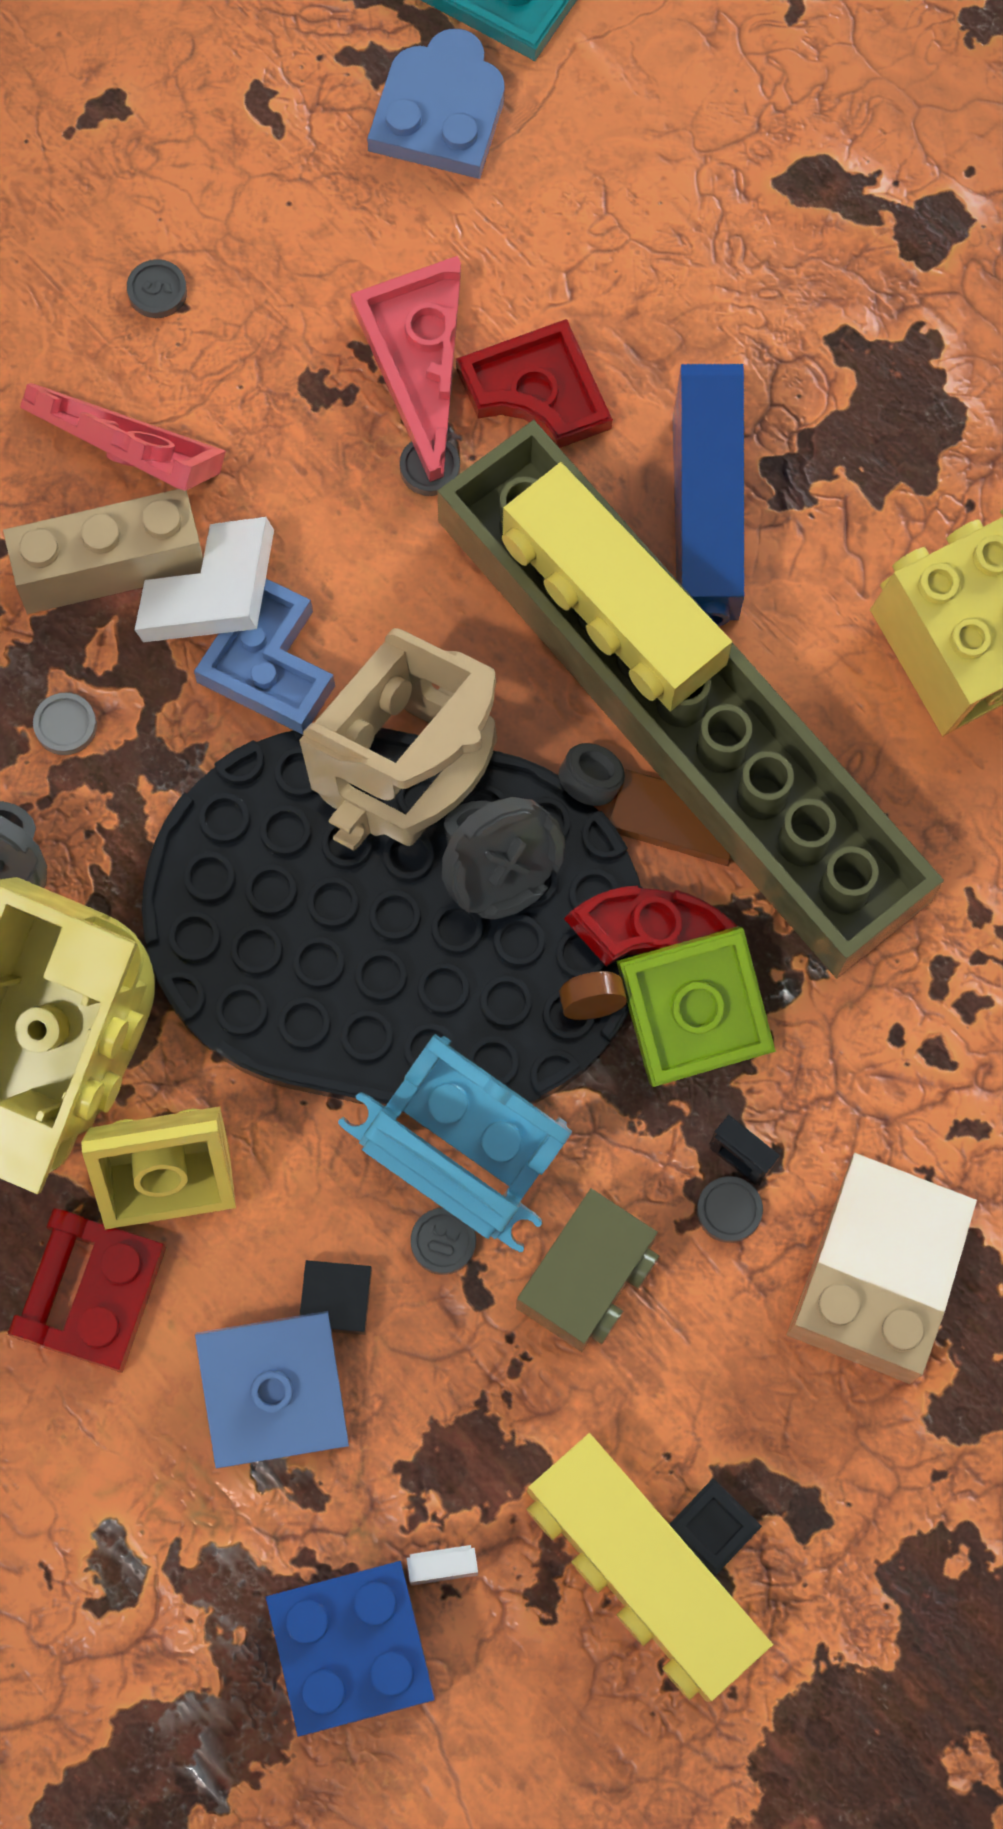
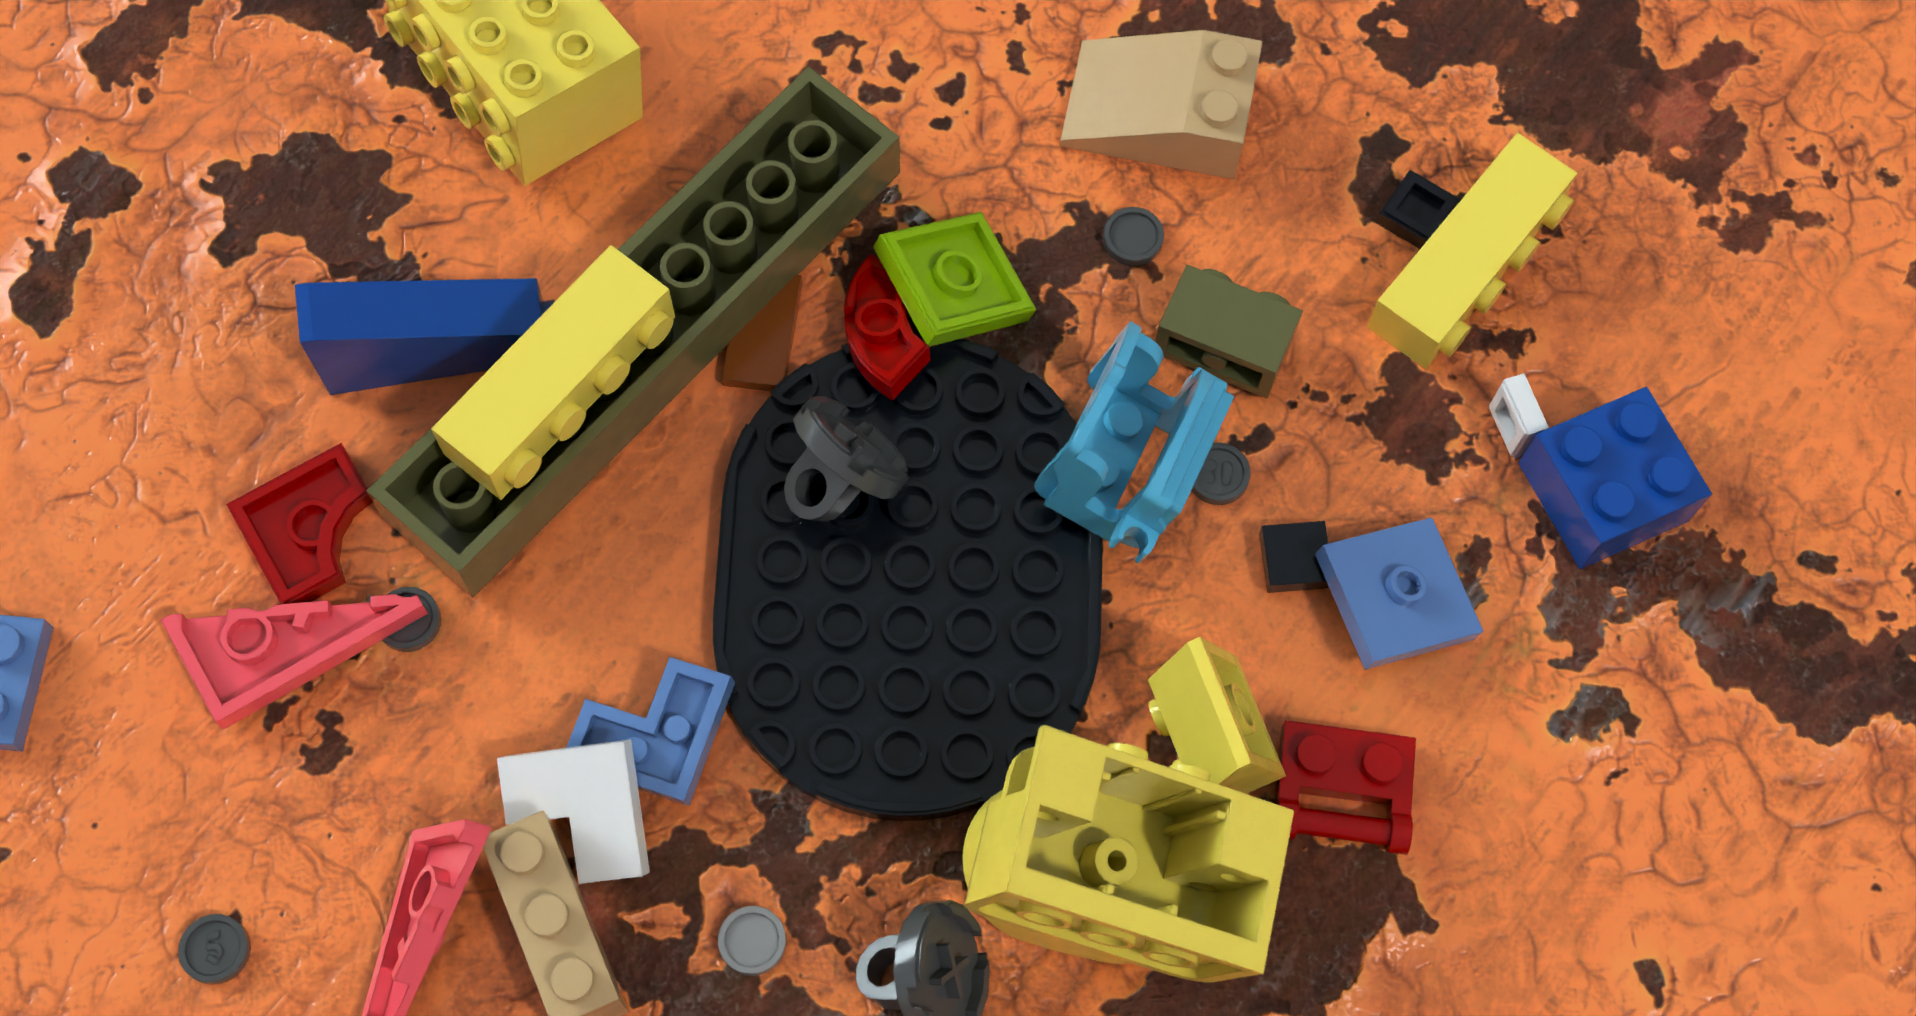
camera: 100 degrees left, 5 degrees down
(455, 740) = (804, 577): tan animal -> none
(591, 774) = (734, 405): dark grey tile -> none
(592, 995) = (967, 359): dark orange tile -> none
(743, 1150) = (1083, 221): black tile -> none

